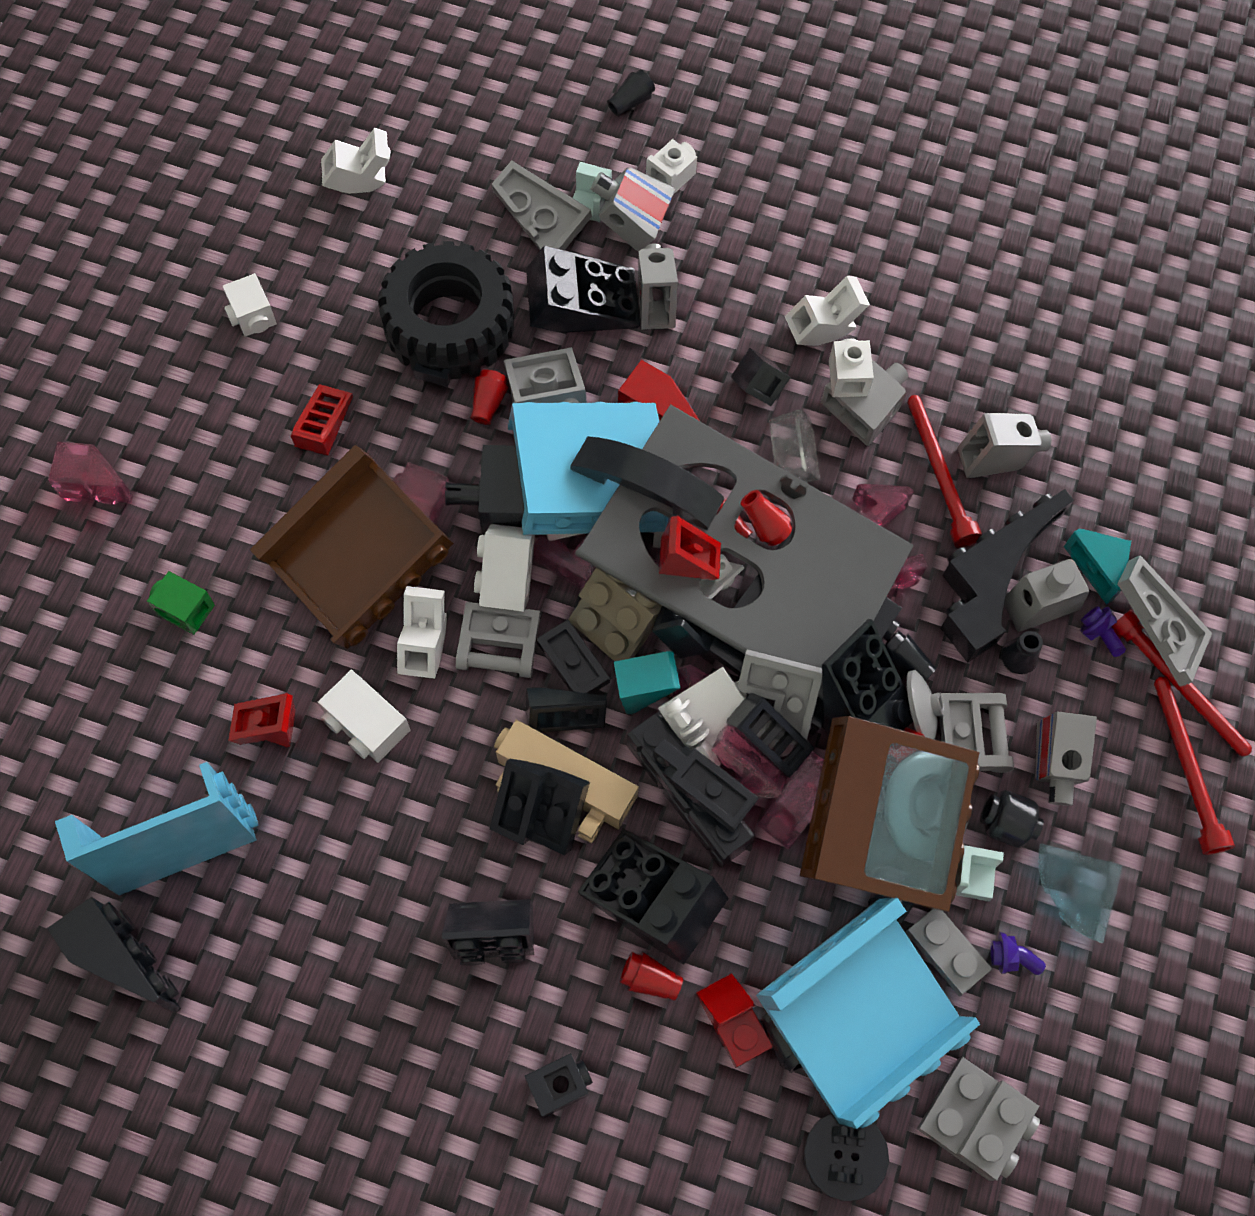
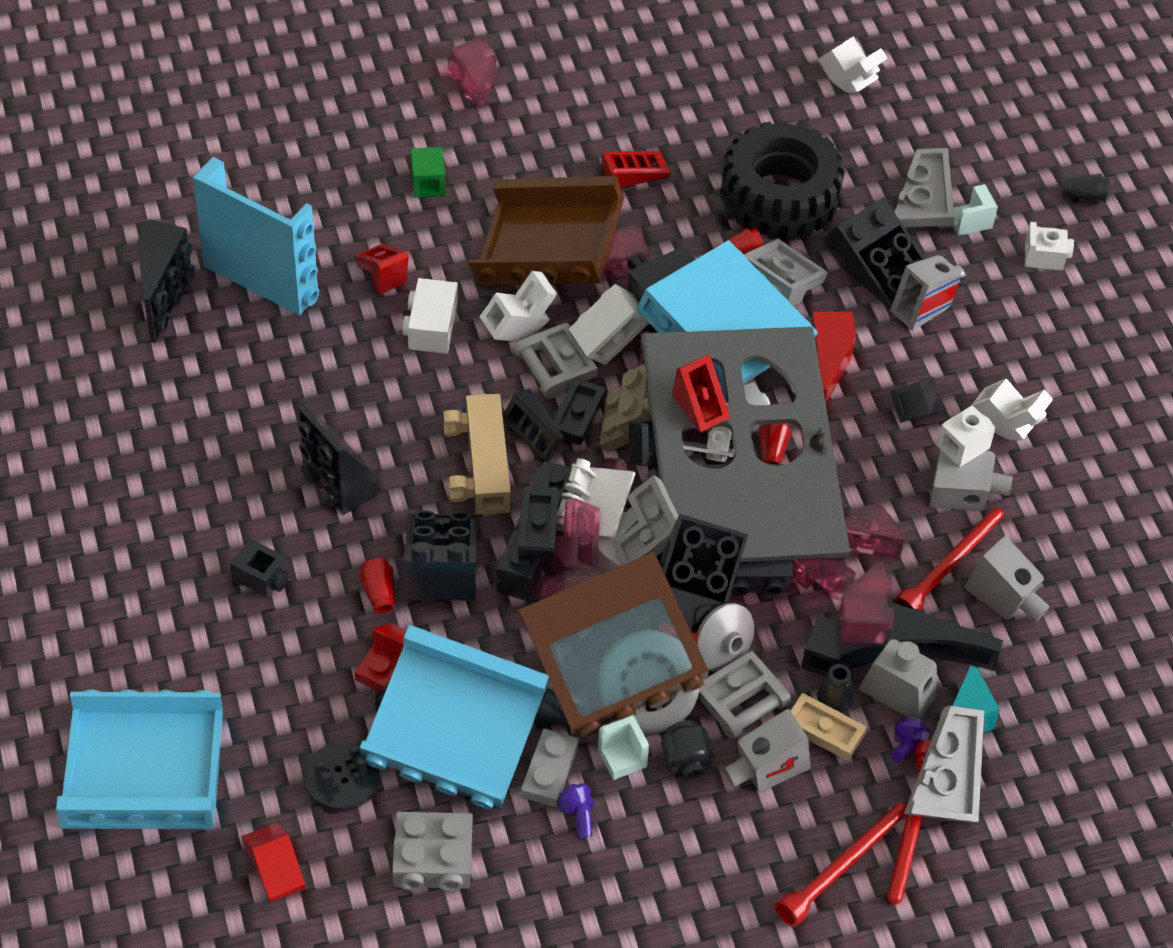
camera: 55 degrees right, 15 degrees down
(248, 305) = (681, 76): white brick -> none
(539, 805) = (448, 444): black slope -> none
(633, 205) = (983, 237): light grey torso -> none
(646, 680) = (592, 444): teal slope -> none
(650, 476) = (739, 346): black slope -> none
(752, 717) = (610, 507): black slope -> none
(767, 520) = (778, 437): red cone -> none
(795, 445) = (880, 458): clear slope -> none
(908, 656) = (766, 613): black cone -> none
(977, 571) = (864, 608): none -> clear pink slope
(1050, 687) = (828, 727): none -> tan plate
(1080, 888) = (673, 833): clear light blue brick -> none

